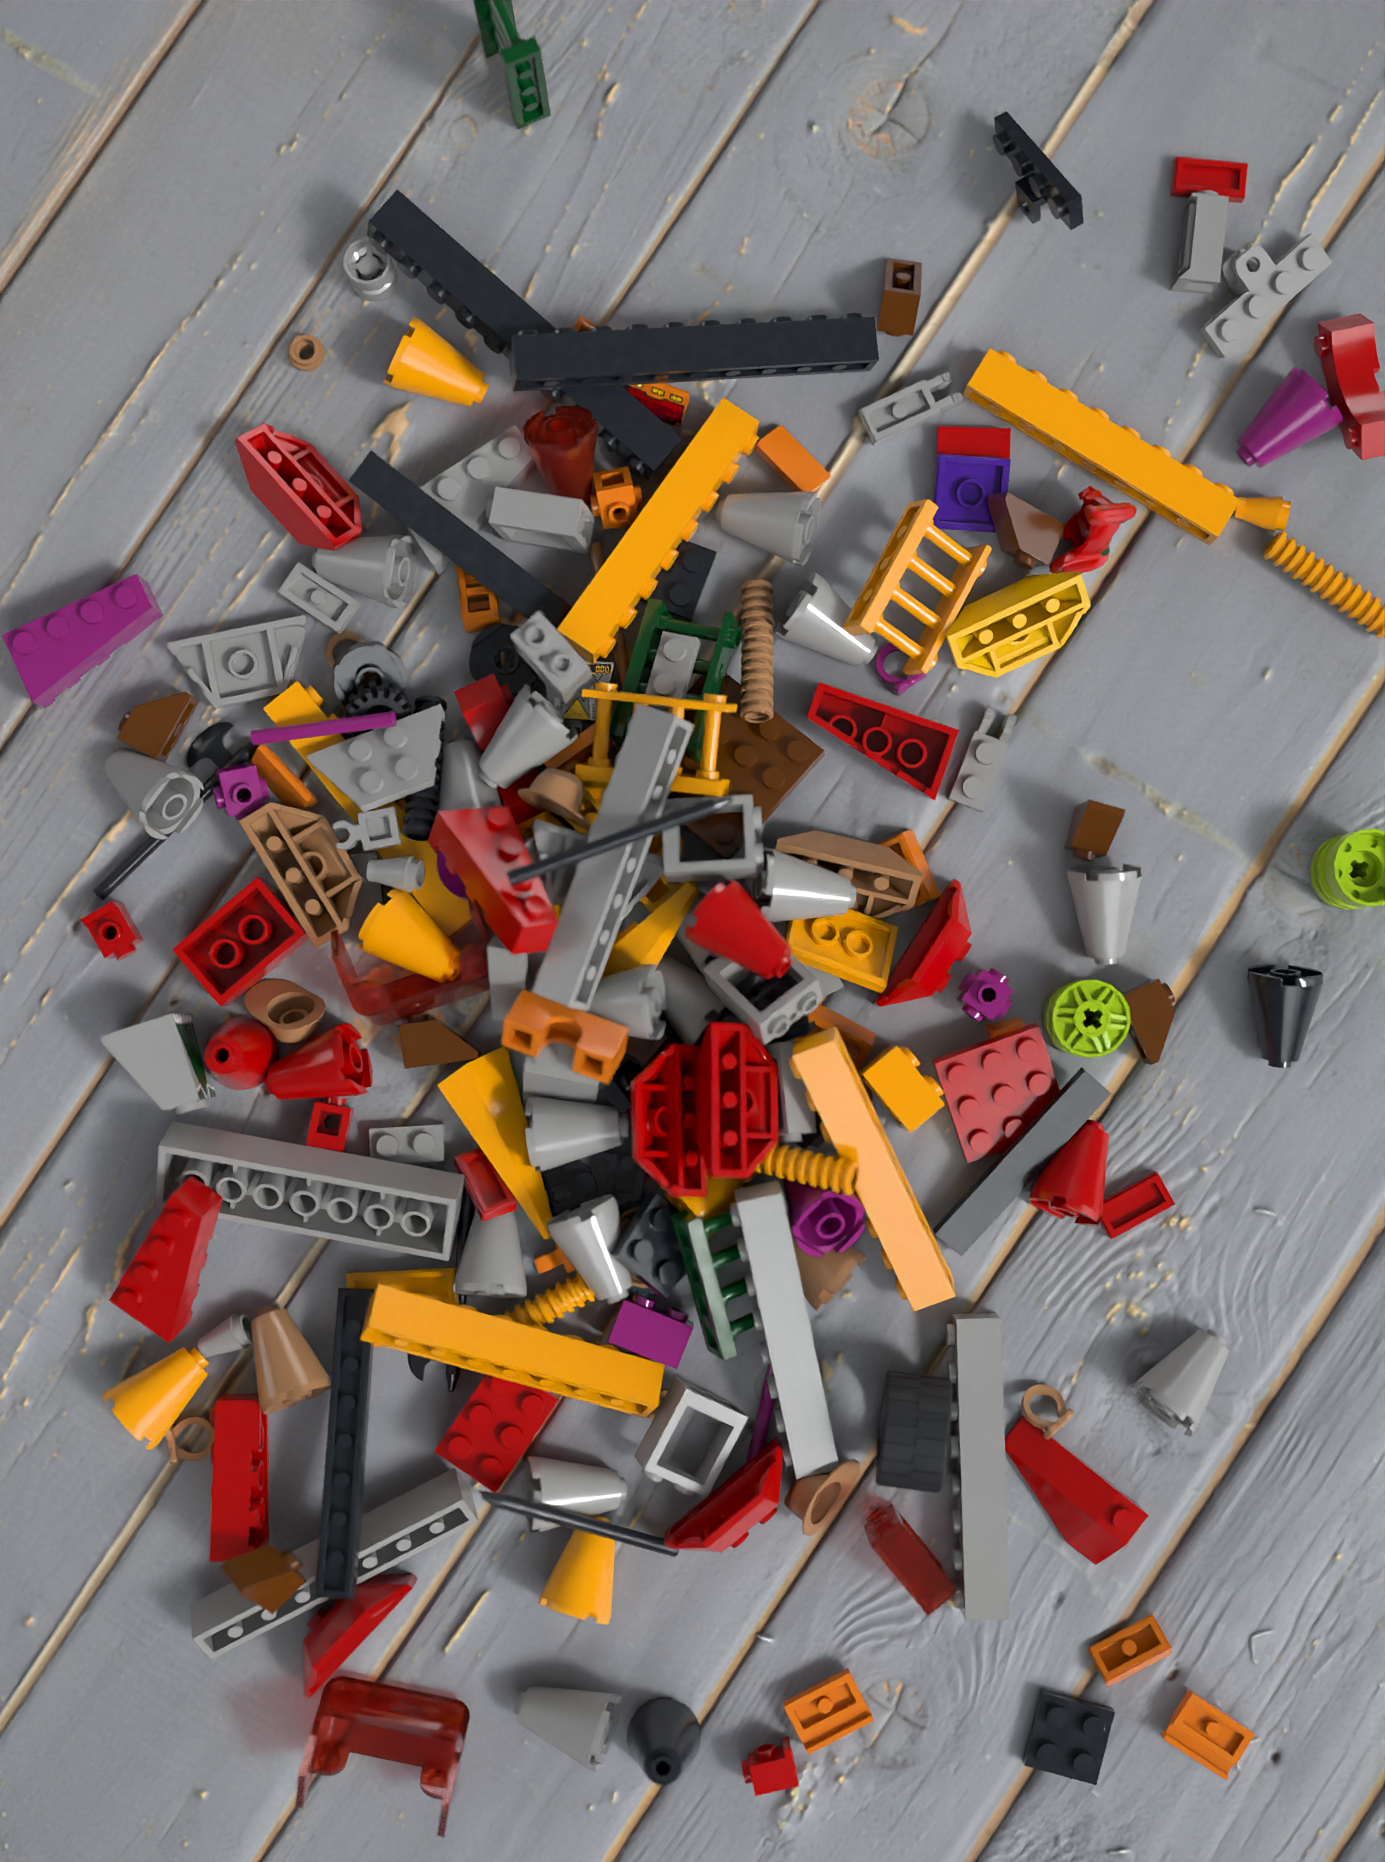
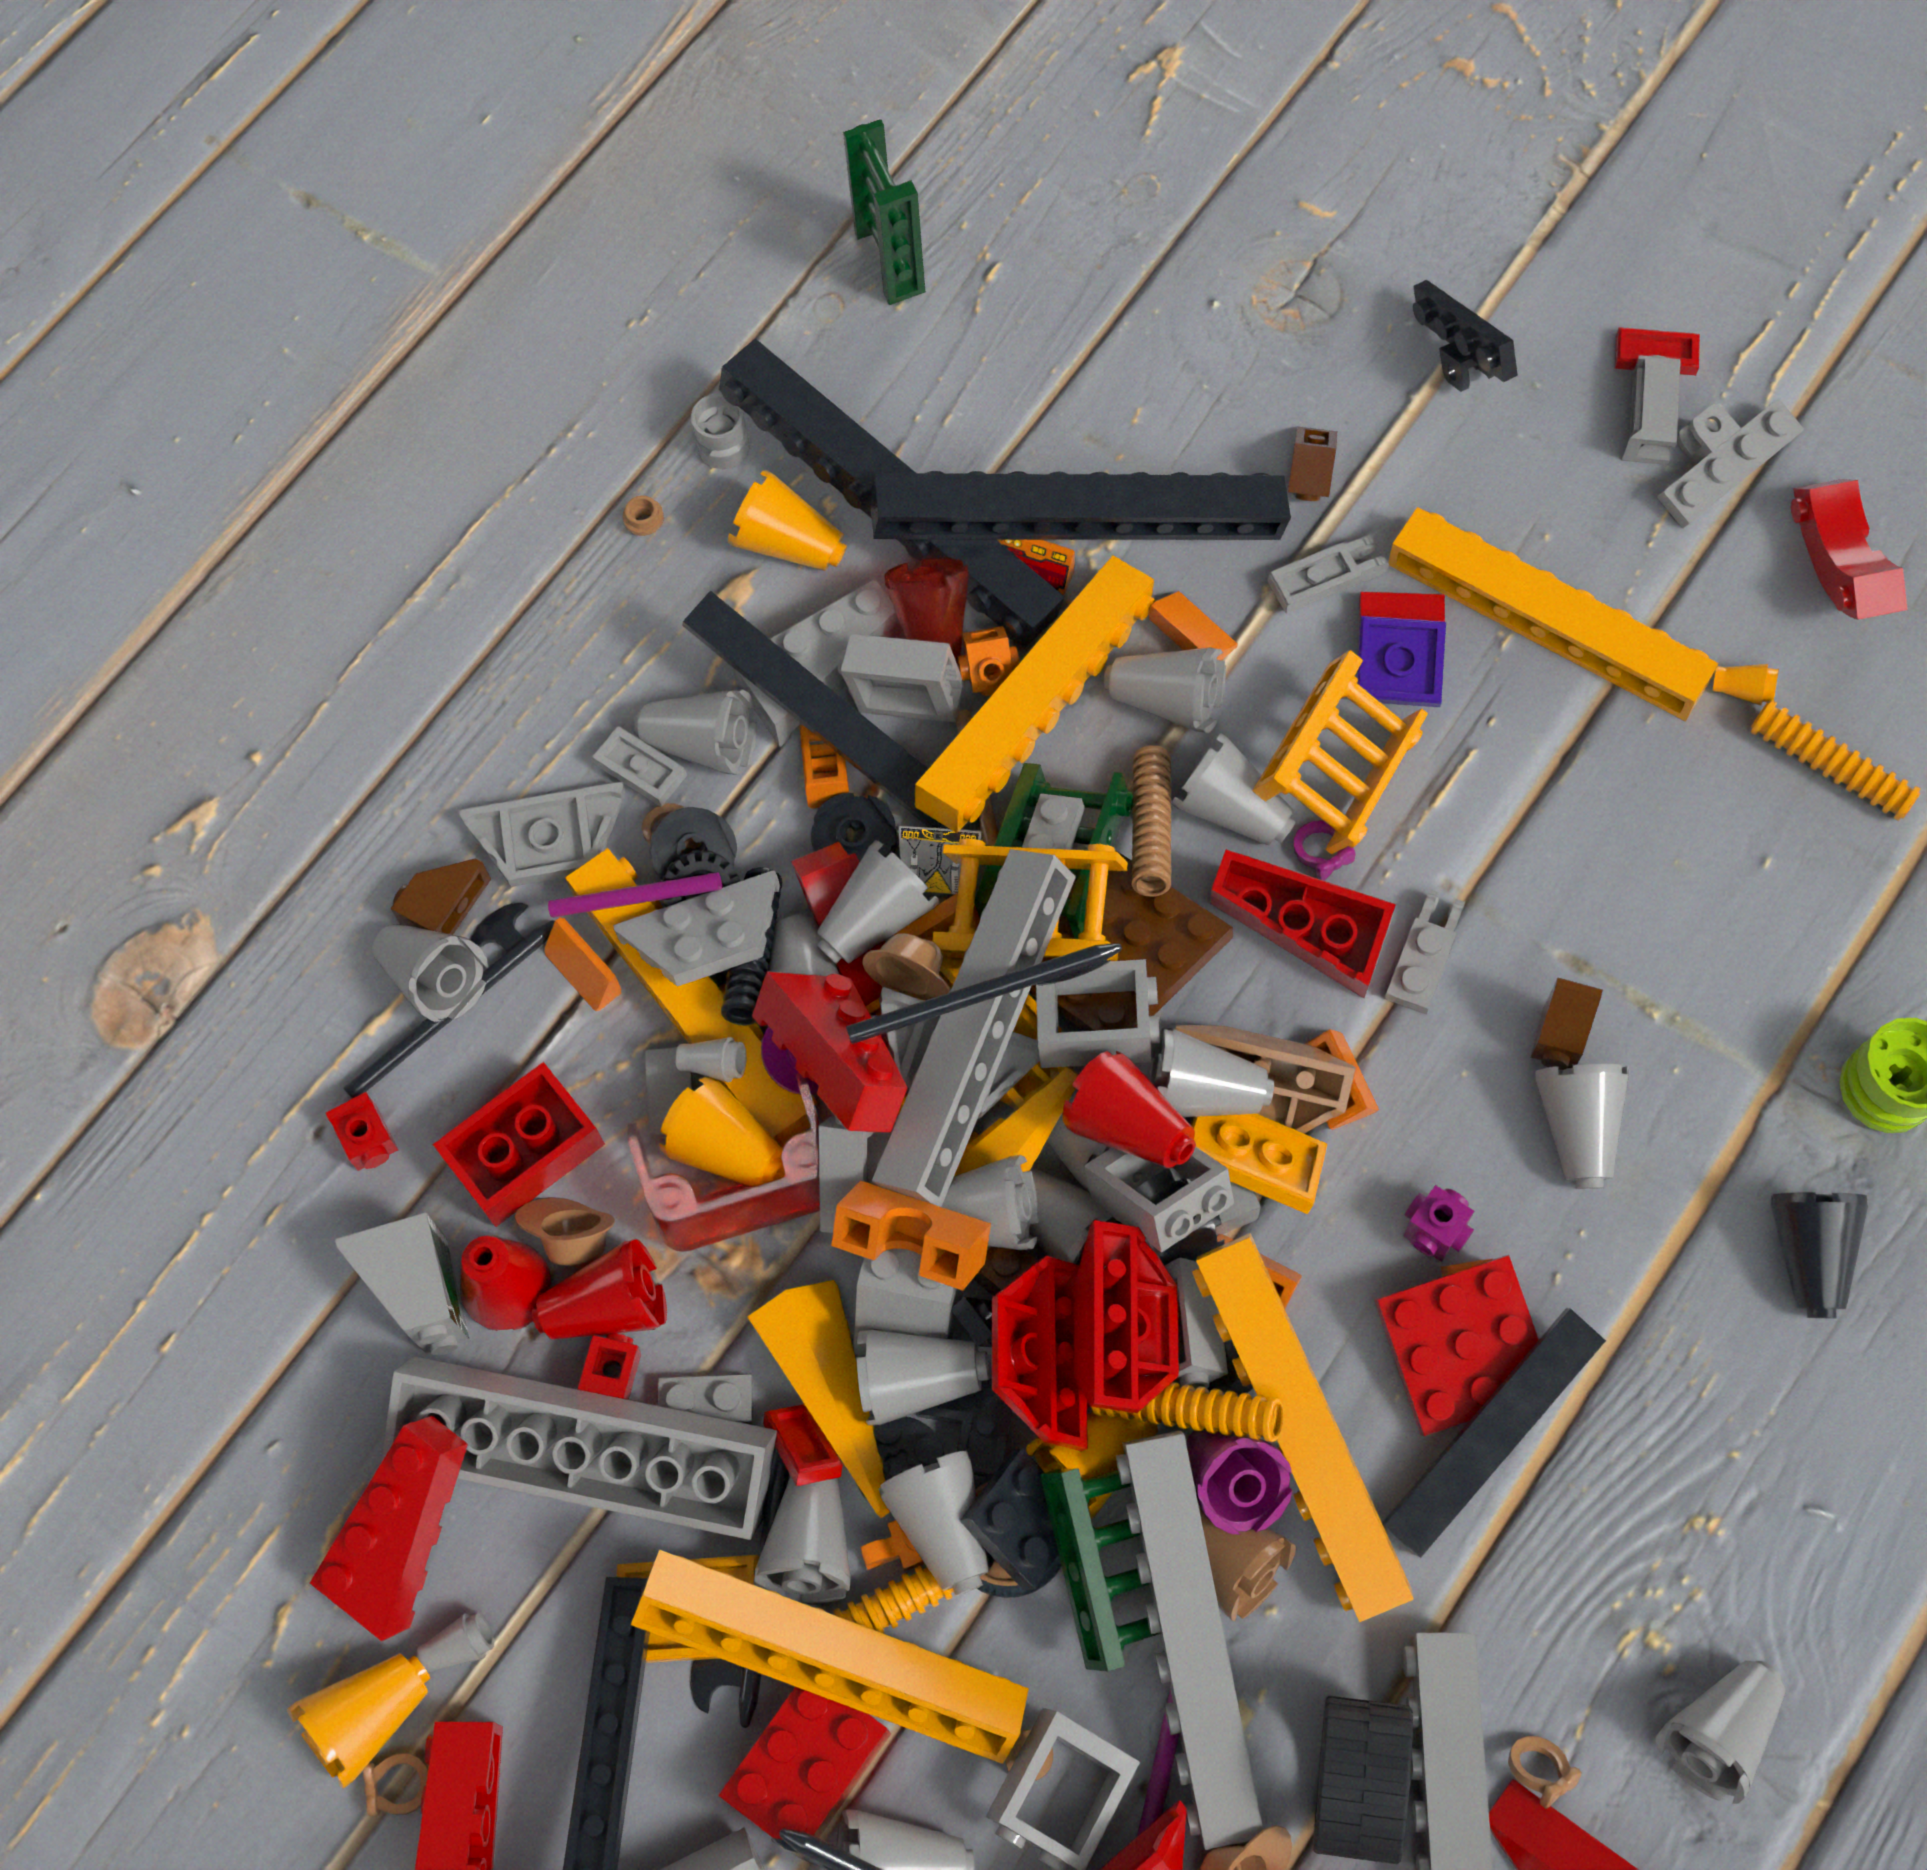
camera: 10 degrees right, 20 degrees down
(74, 639) = (360, 801): magenta wedge -> none
(230, 781) = (534, 956): magenta brick -> none
(284, 1362) = (529, 1678): medium nougat cone -> none
(299, 488) = (623, 646): red wedge -> none
(307, 867) = (604, 1054): medium nougat wedge -> none
(375, 829) = (689, 1010): light grey plate -> none
(433, 1043) = (744, 1272): reddish brown slope -> none
(552, 658) = (906, 803): light grey window -> none
(651, 1330) = (1012, 1645): magenta brick -> none
(686, 581) = (1069, 750): black plate -> none
(901, 1087) = (1337, 1329): light orange brick -> none
(931, 952) = (1368, 1173): red wedge -> none
(1018, 623) = (1463, 797): yellow wedge -> none
(1024, 530) = (1464, 695): reddish brown slope -> none
(1064, 1017) = (1563, 1275): lime wheel -> none
(1075, 1177) = (1564, 1455): red cone -> none
(1091, 532) = (1545, 699): red hair -> none
(1134, 1204) = (1643, 1497): red tile -> none
(1150, 1018) = (1646, 1254): reddish brown slope -> none
(1288, 420) = (1769, 582): magenta cone -> none

